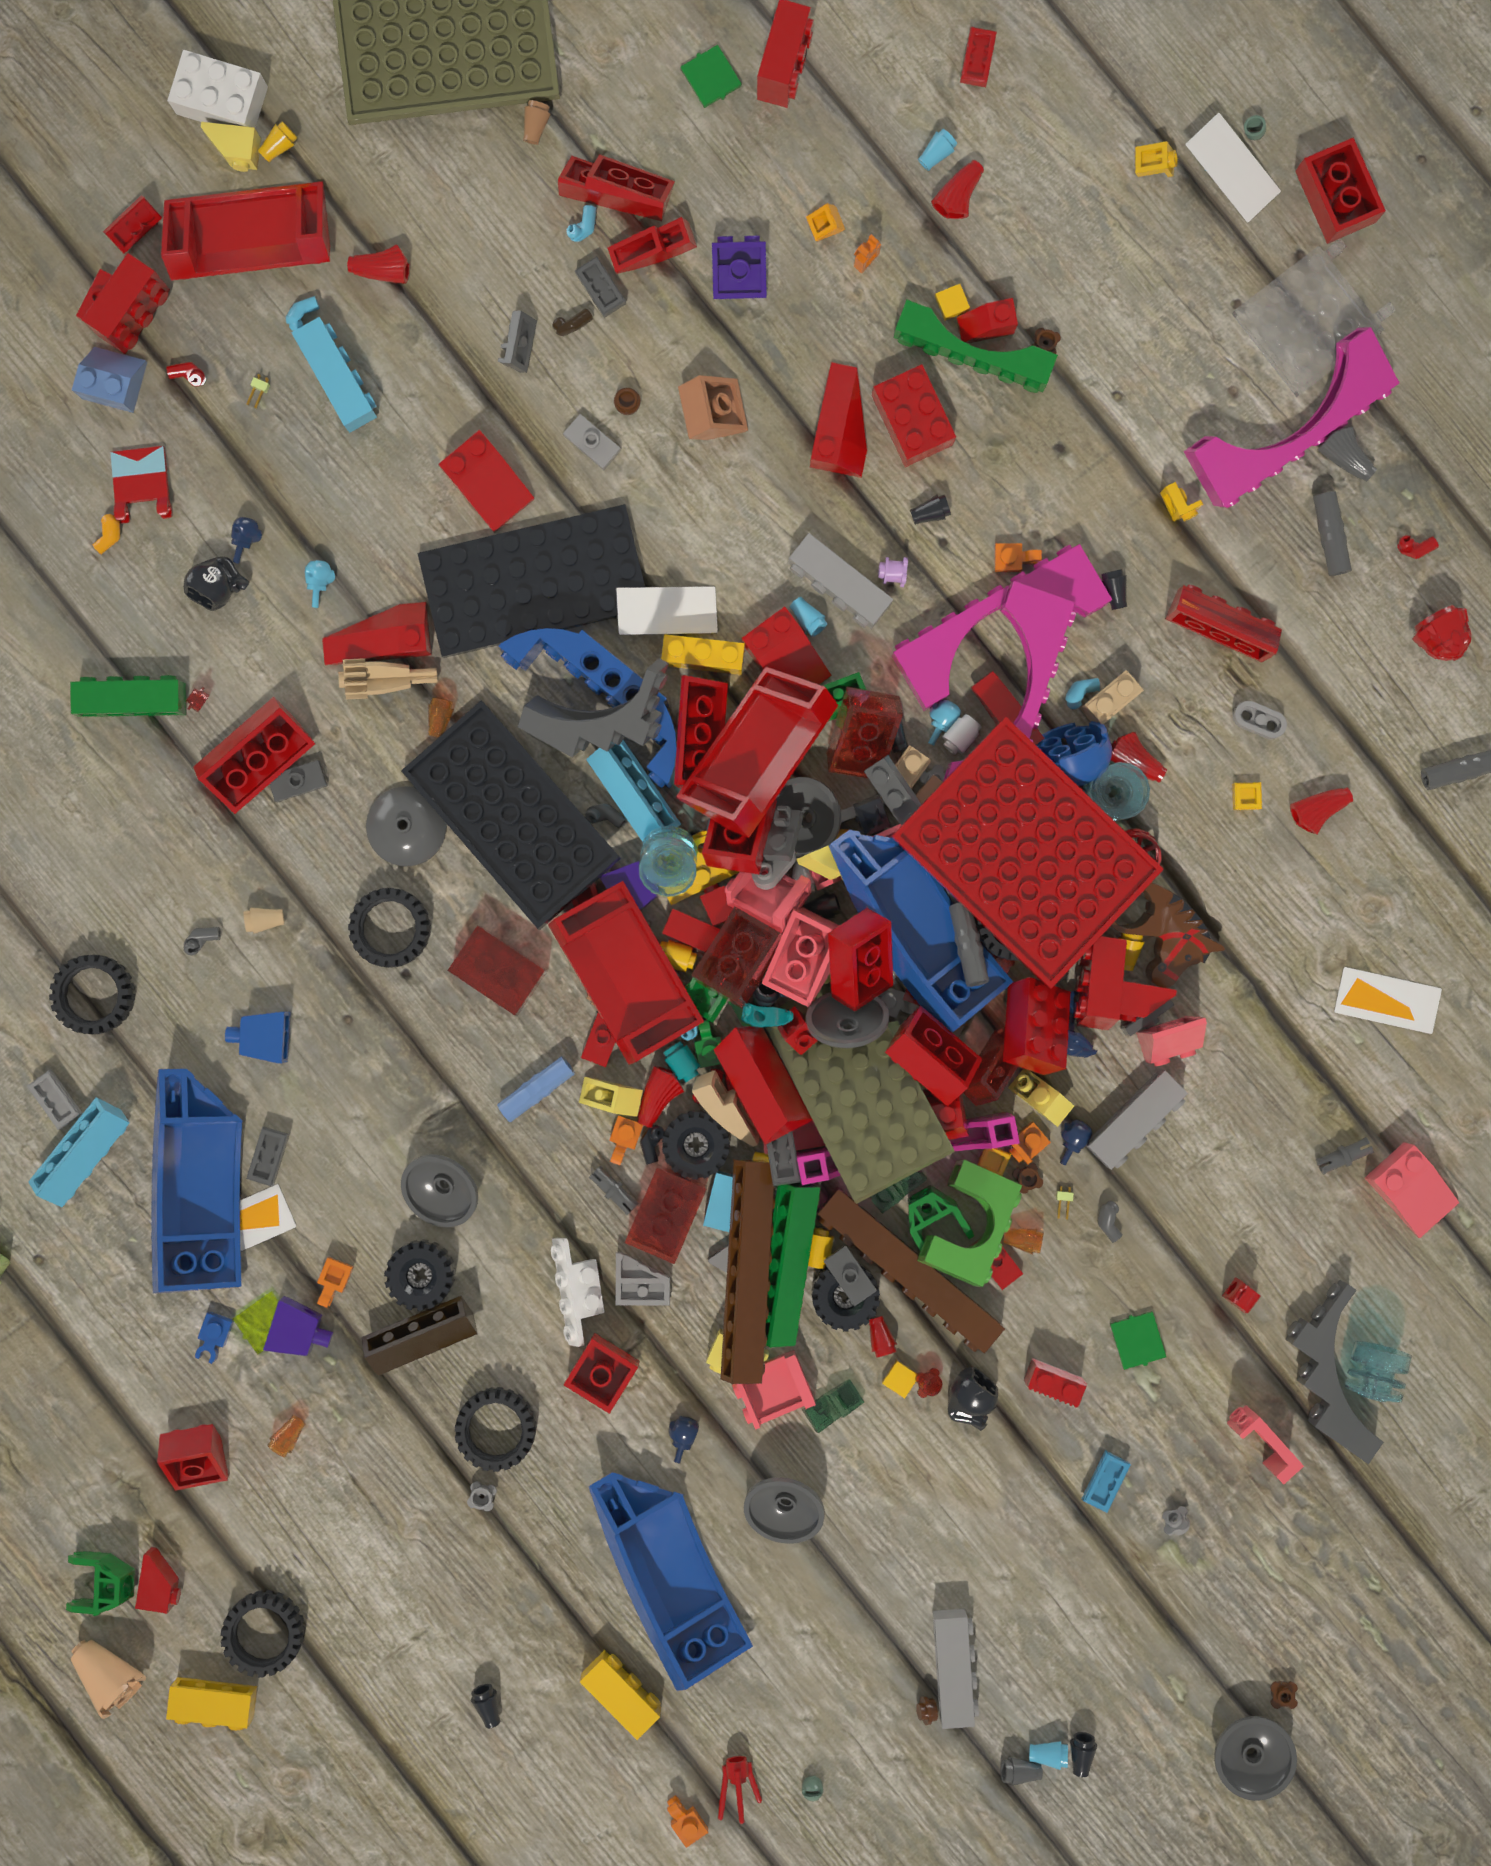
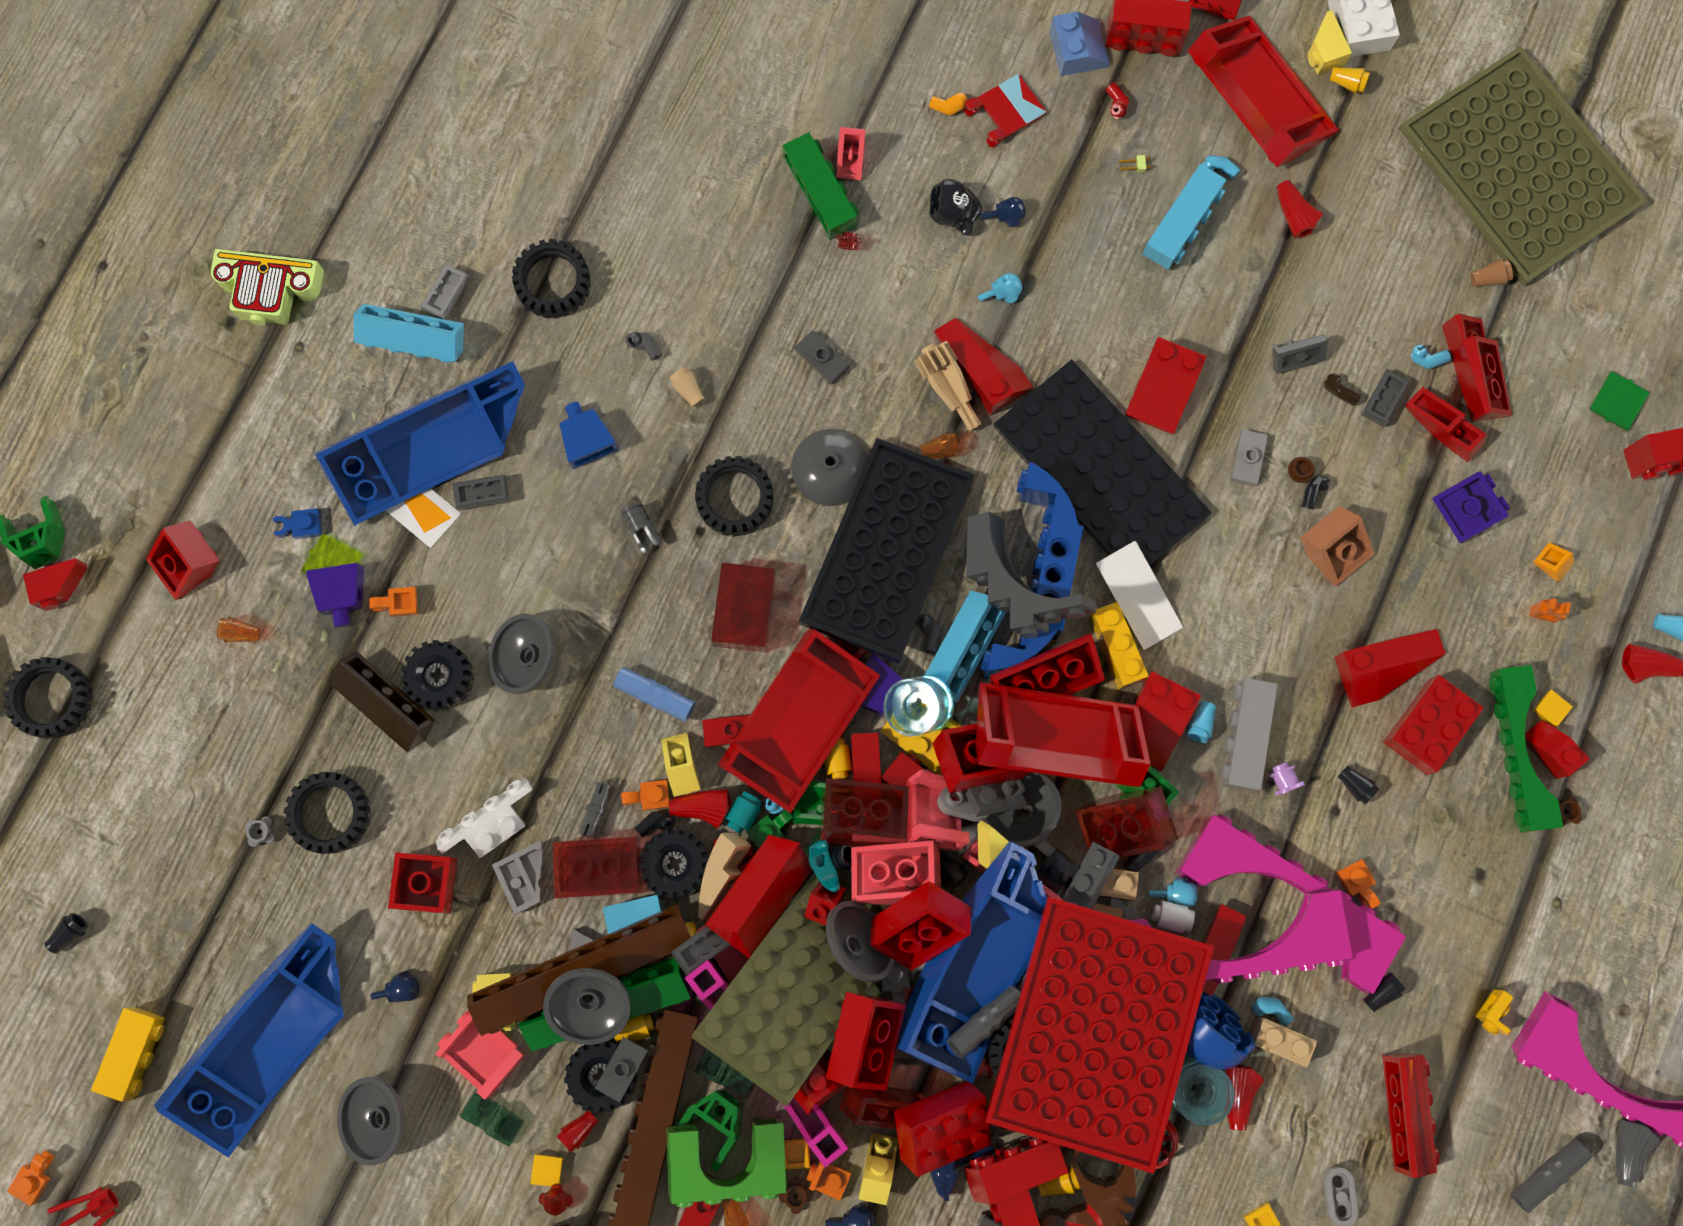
camera: 60 degrees right, 10 degrees down
(111, 653) = (850, 153): none -> coral slope
(253, 755) = (824, 310): red slope -> none
(370, 1026) = (638, 523): none -> dark grey hinge
(652, 403) = (1312, 489): none -> black arm
(792, 1286) = (582, 1017): none -> dark grey dish

